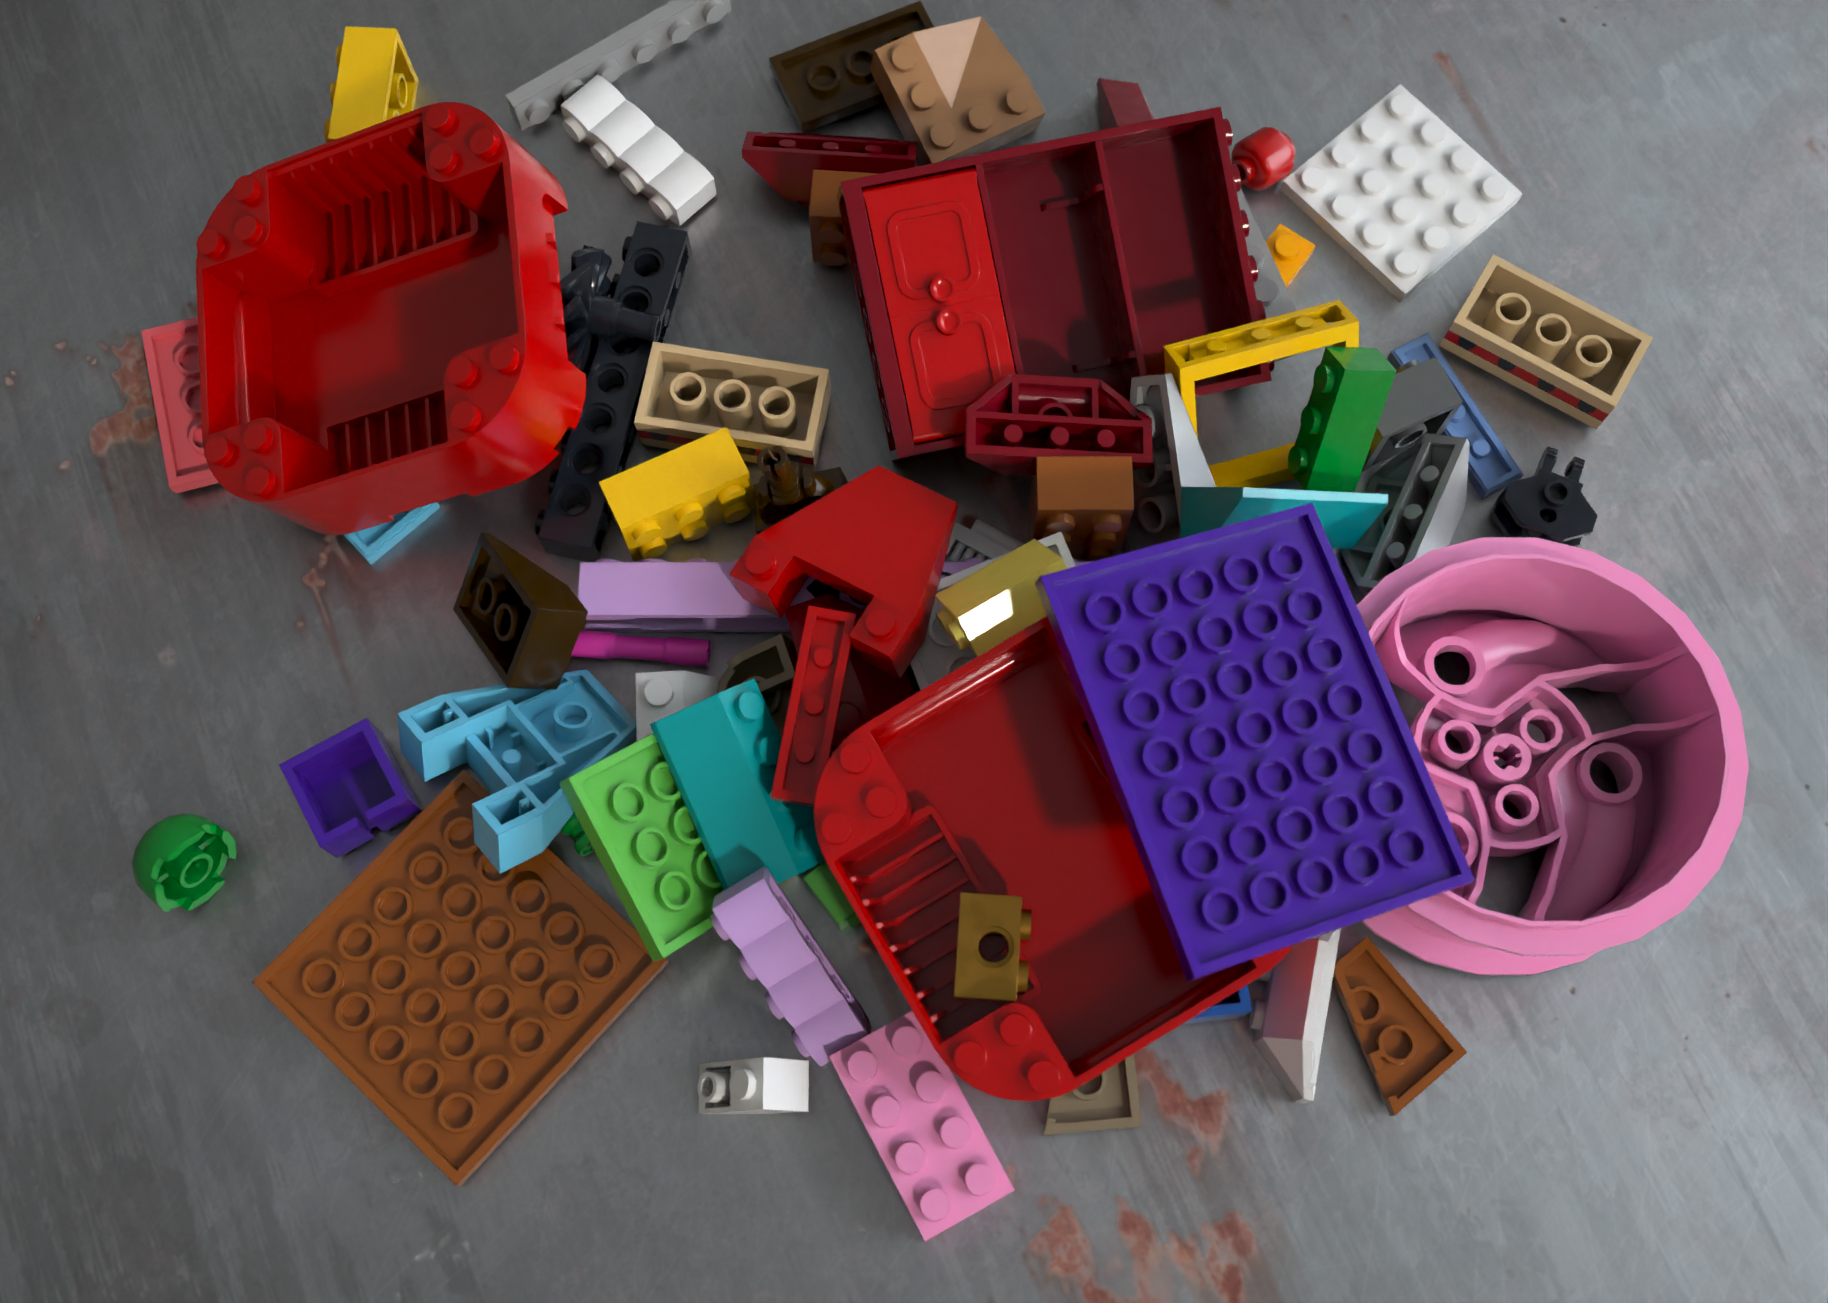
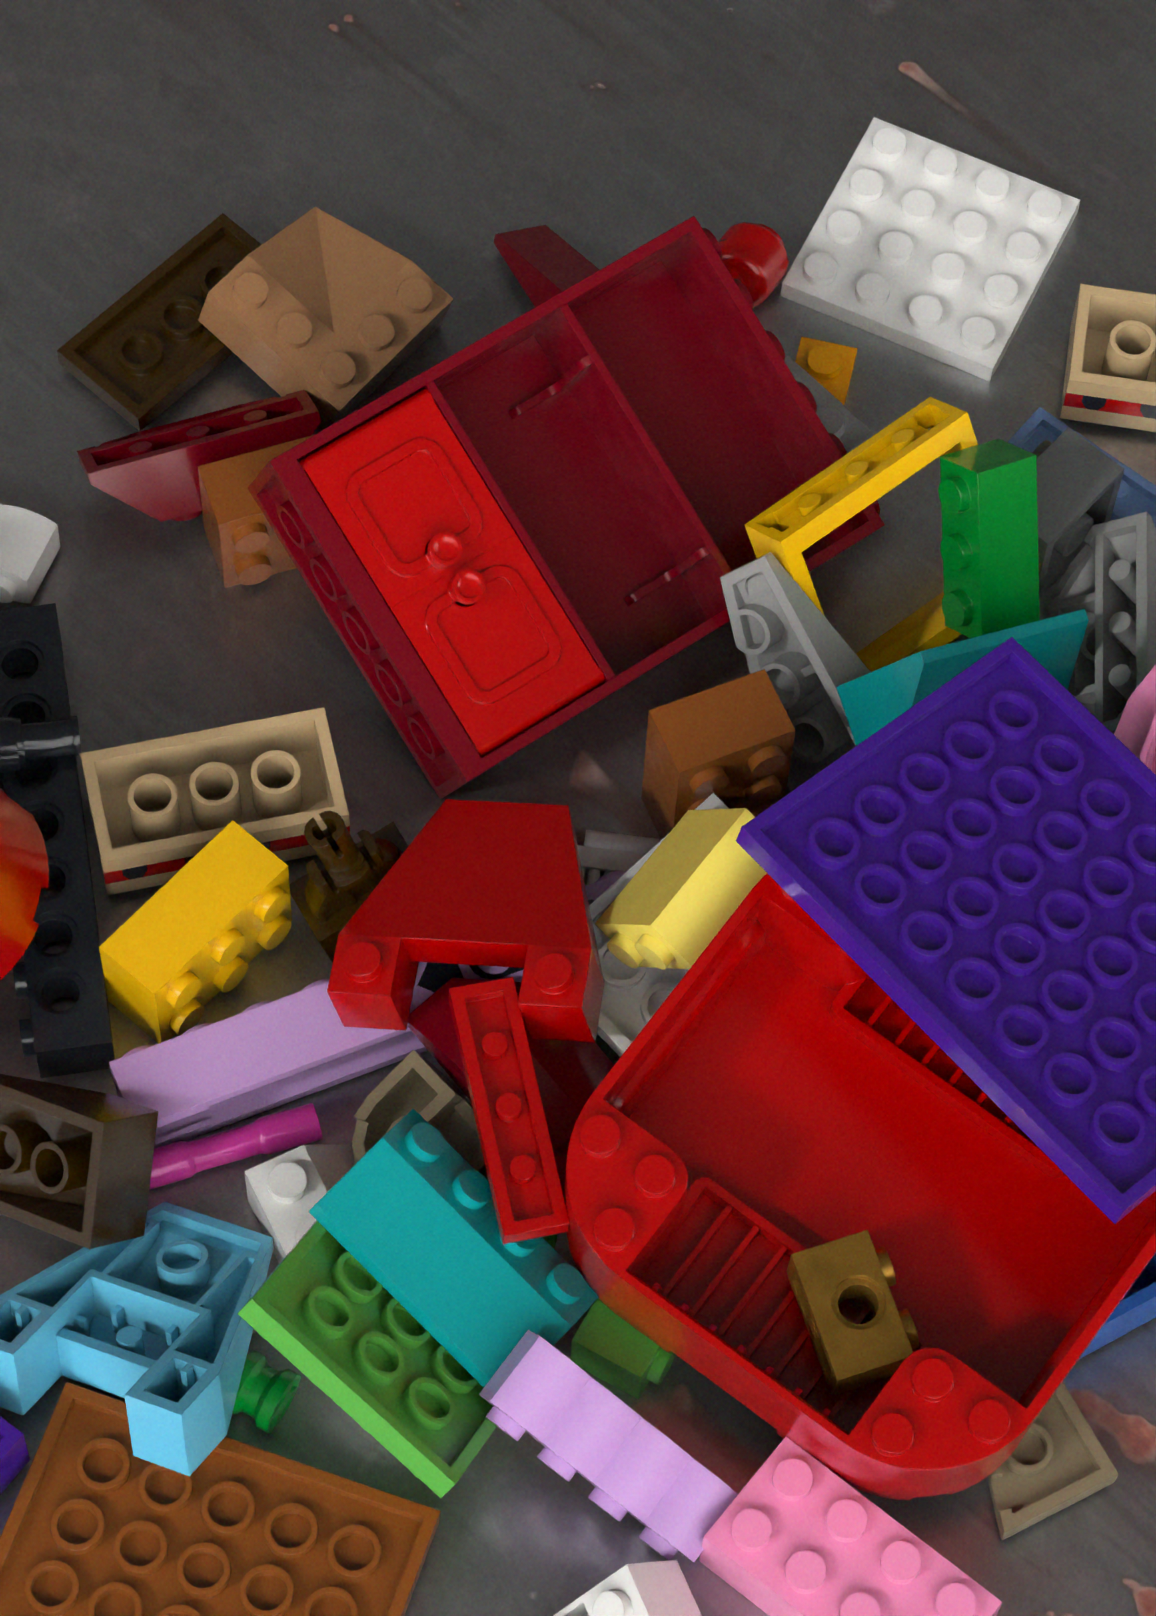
camera: 25 degrees left, 10 degrees down
(1053, 418) = (646, 657): dark red wedge -> none

